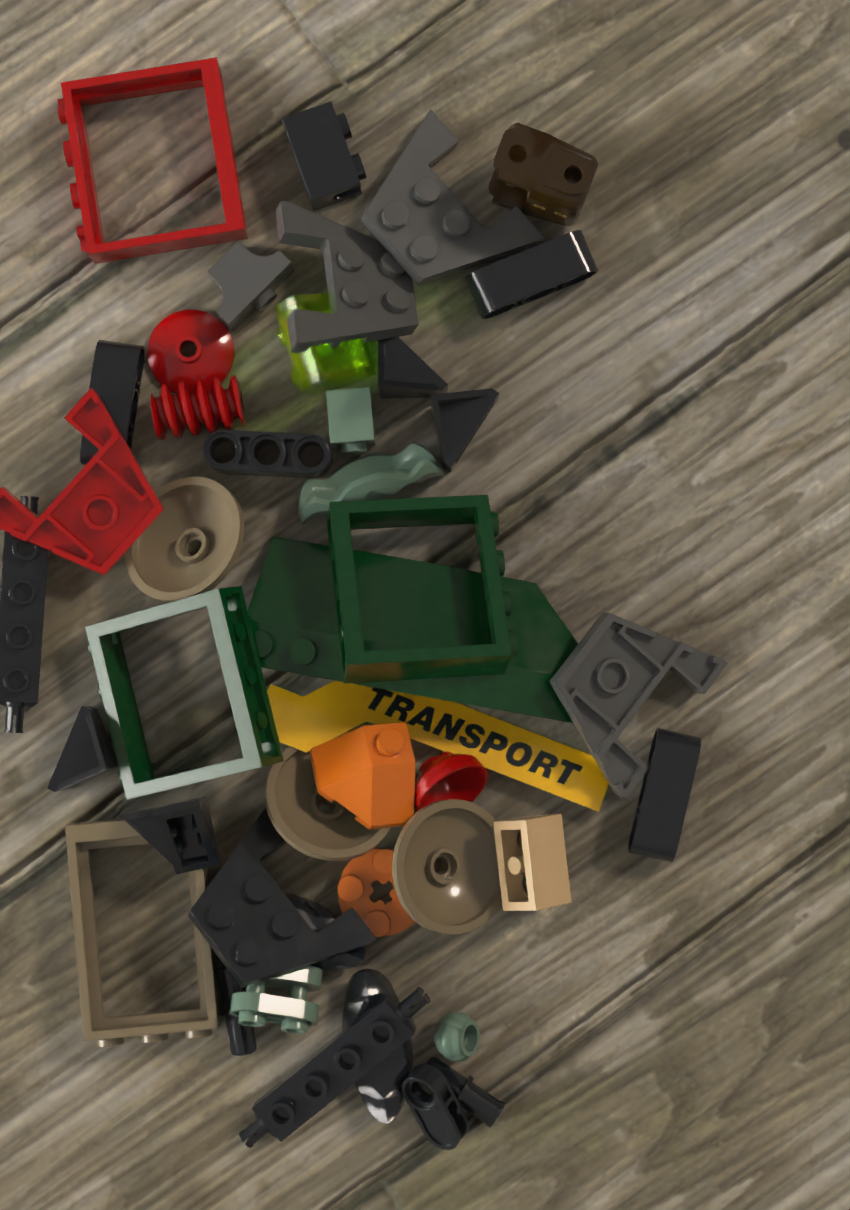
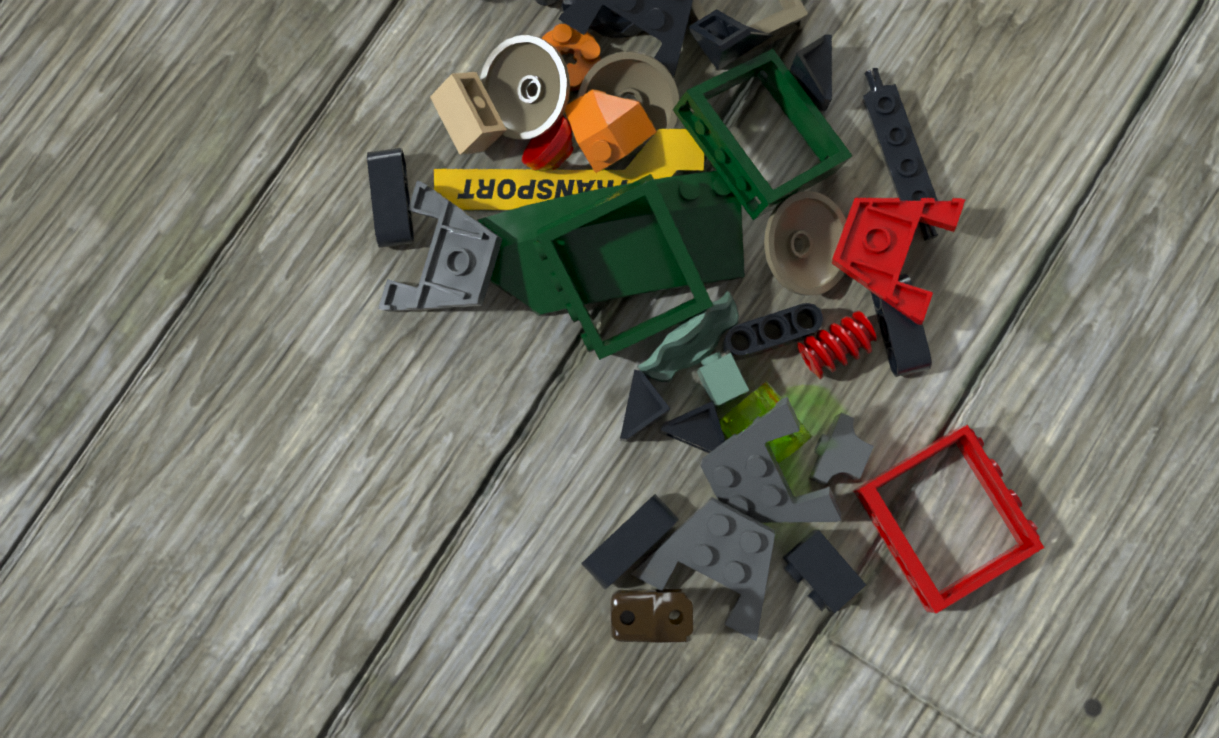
camera: 155 degrees right, 5 degrees down
(213, 353) = (846, 399): red dish -> none

